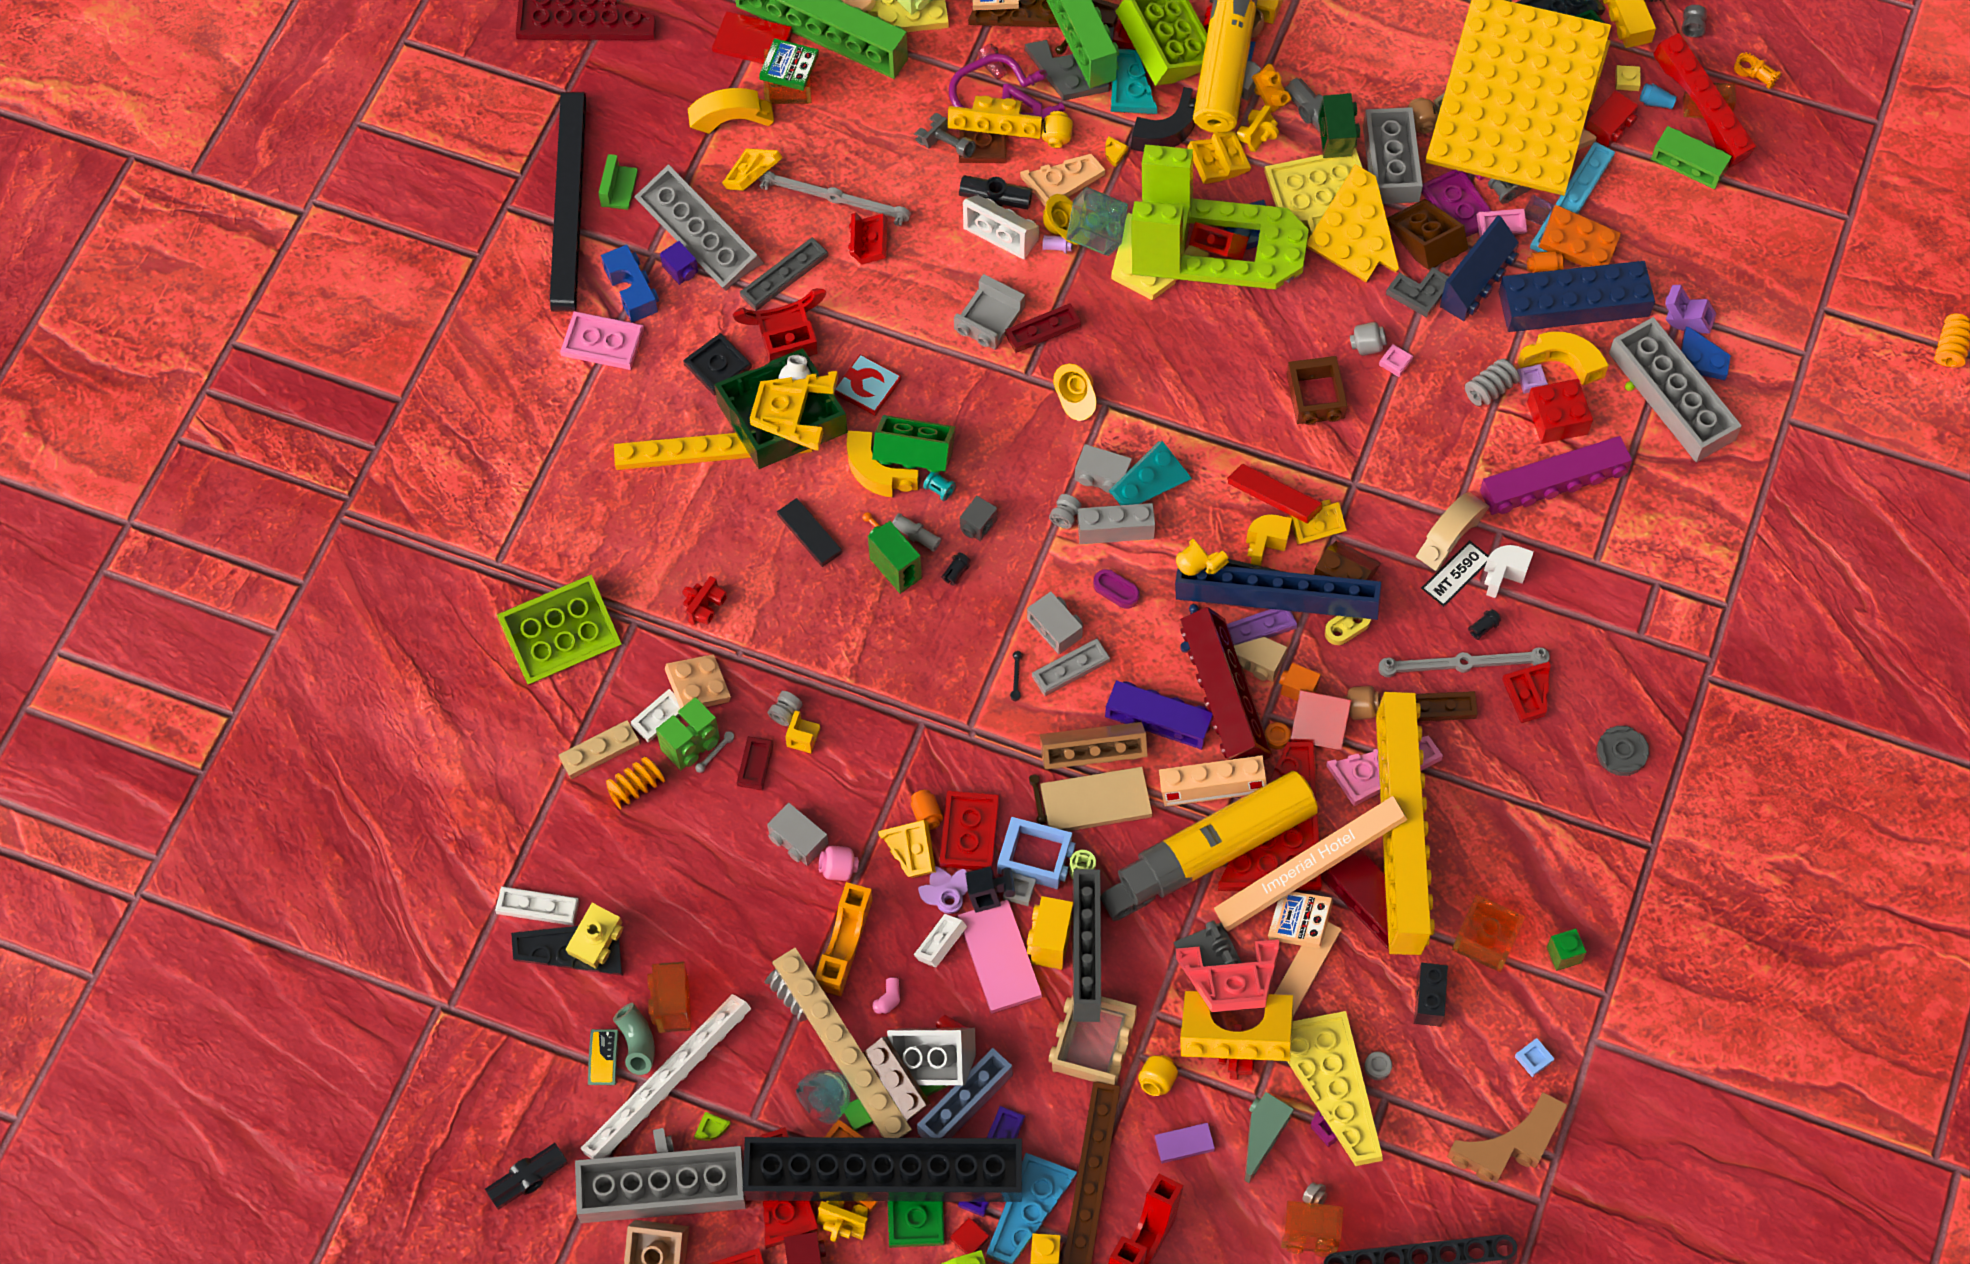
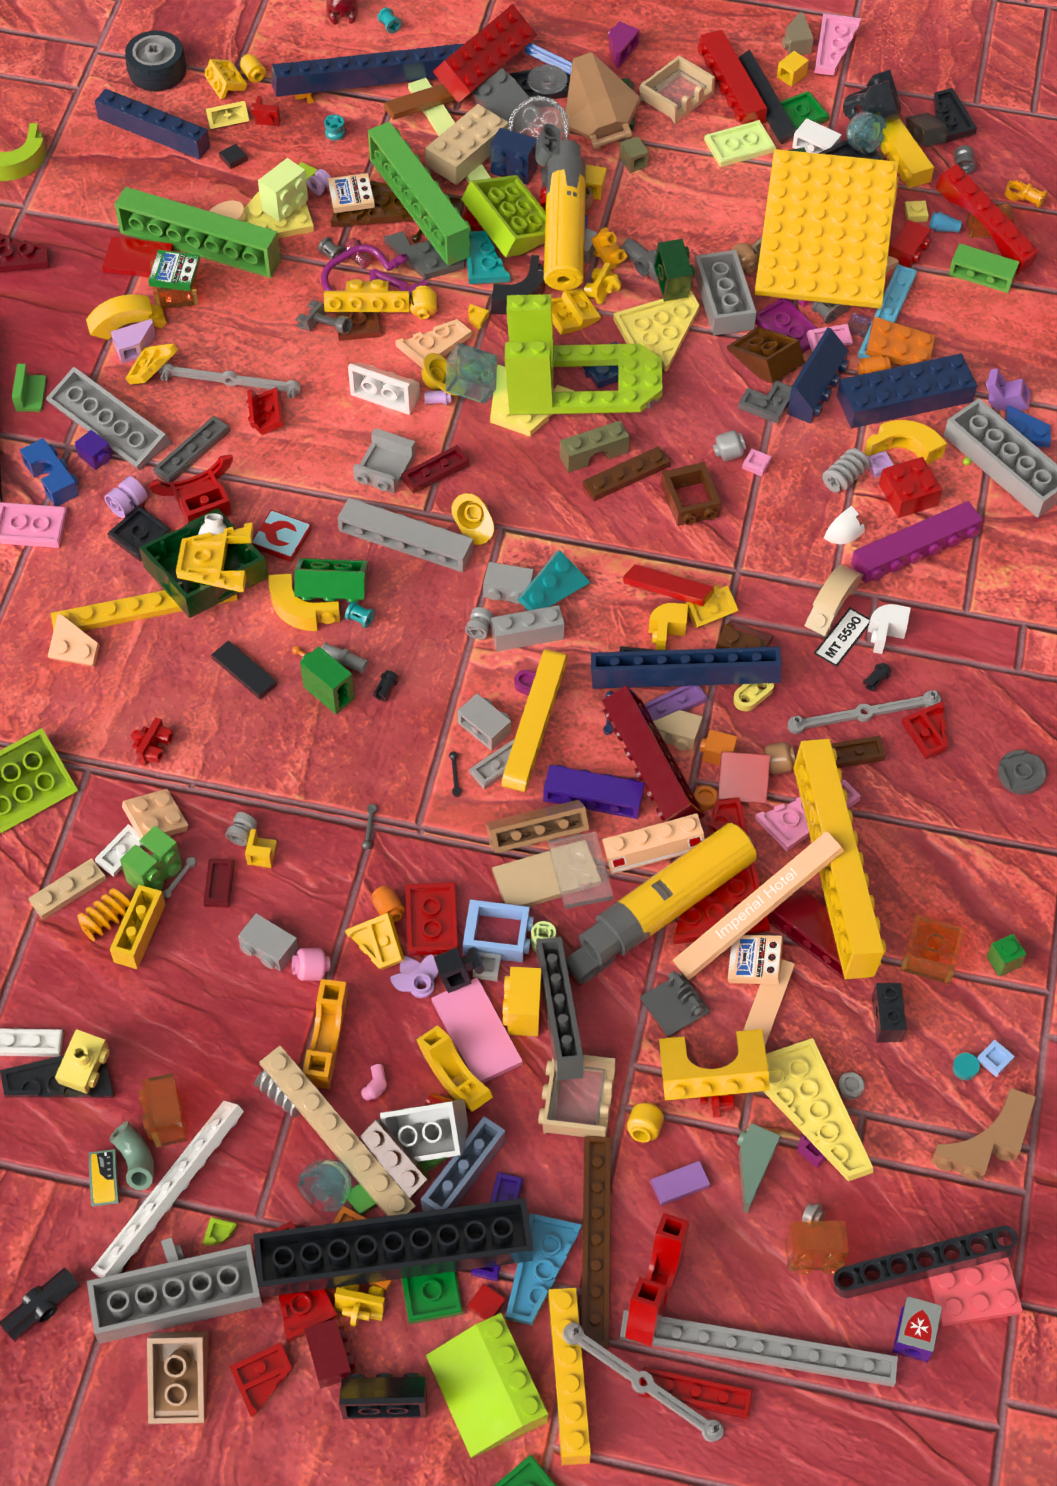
camera: 10 degrees left, 5 degrees down
(633, 482) = (72, 644): none -> light nougat wing
(666, 800) = (137, 927): none -> yellow brick
(705, 323) = (125, 497): none -> lavender wheel
(734, 138) = (132, 339): none -> lavender slope
(923, 704) = (371, 809): none -> dark grey hinge
(940, 940) = (418, 1022): white plate -> none
(963, 53) = (330, 249): none -> flat silver bush
(967, 994) = (451, 1070): none -> yellow arch
(978, 518) = (400, 638): dark grey brick -> none
(1000, 400) = (405, 534): none -> light grey brick
(1007, 193) = (378, 358): black piece -> none
(1034, 781) = (485, 866): dark brown hinge -> none
(1108, 628) = (534, 720): none -> yellow beam
(1132, 798) = (580, 870): none -> clear tile
(1195, 559) = (606, 647): yellow piece -> none
(1201, 324) = (580, 448): none -> olive arch
(1218, 241) = (582, 377): red brick -> none
(1232, 985) = (701, 1027): coral wing -> none
(1250, 356) = (626, 473): none -> reddish brown plate
(1355, 228) = (702, 354): yellow wing -> none
(1479, 449) = (845, 528): none -> white brick
(1502, 1061) = (965, 1066): none -> teal tile

